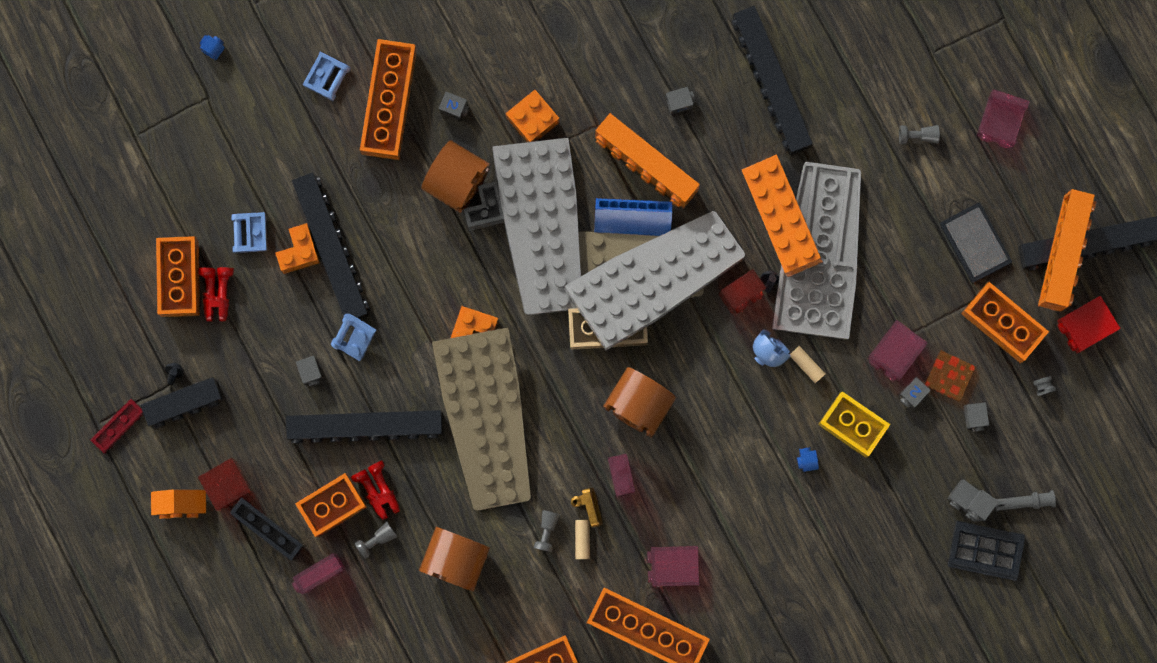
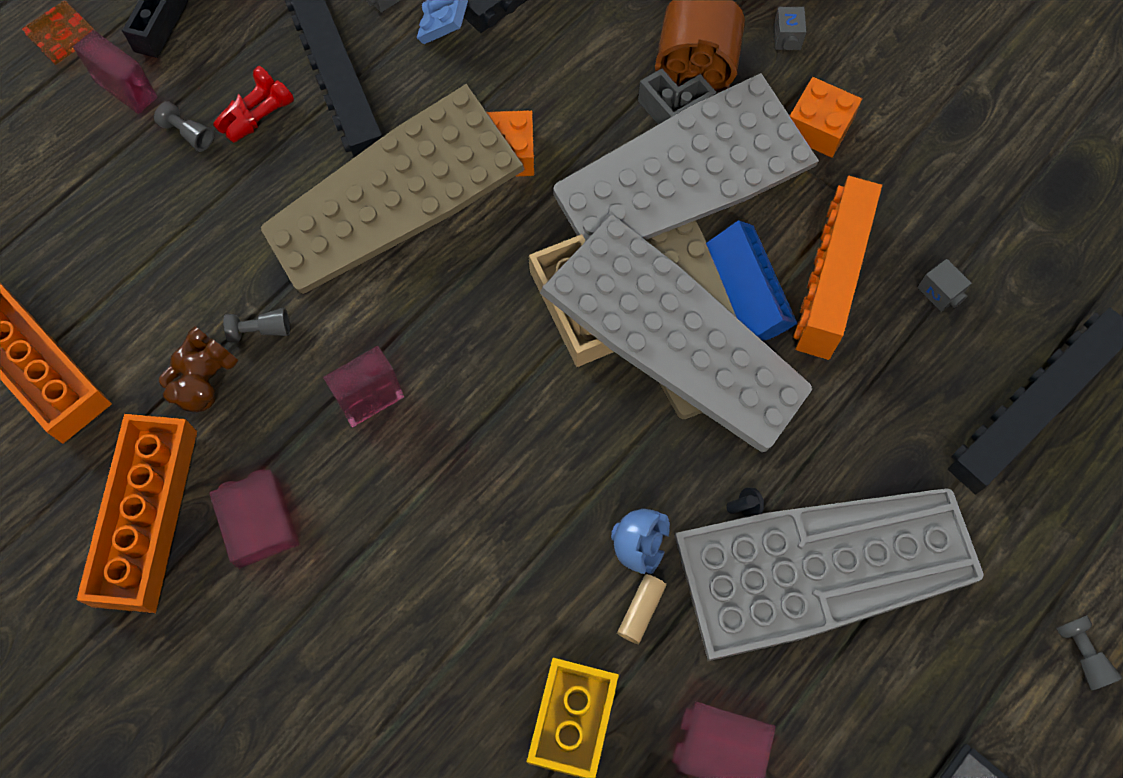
camera: 70 degrees right, 15 degrees down
(254, 609) = (57, 31): none -> clear orange tile
(331, 505) = (212, 58): orange brick -> none
(454, 559) = (173, 210): dark orange brick -> none
(580, 580) = (195, 363): none -> reddish brown animal
(582, 539) = (259, 377): tan piece -> none
(590, 500) = (309, 371): pearl gold piece -> none
(639, 401) = (482, 371): dark orange brick -> none
(742, 291) = (711, 463): clear red brick -> none
(782, 216) = (852, 481): orange brick -> none
(807, 460) = (489, 665): blue plate -> none

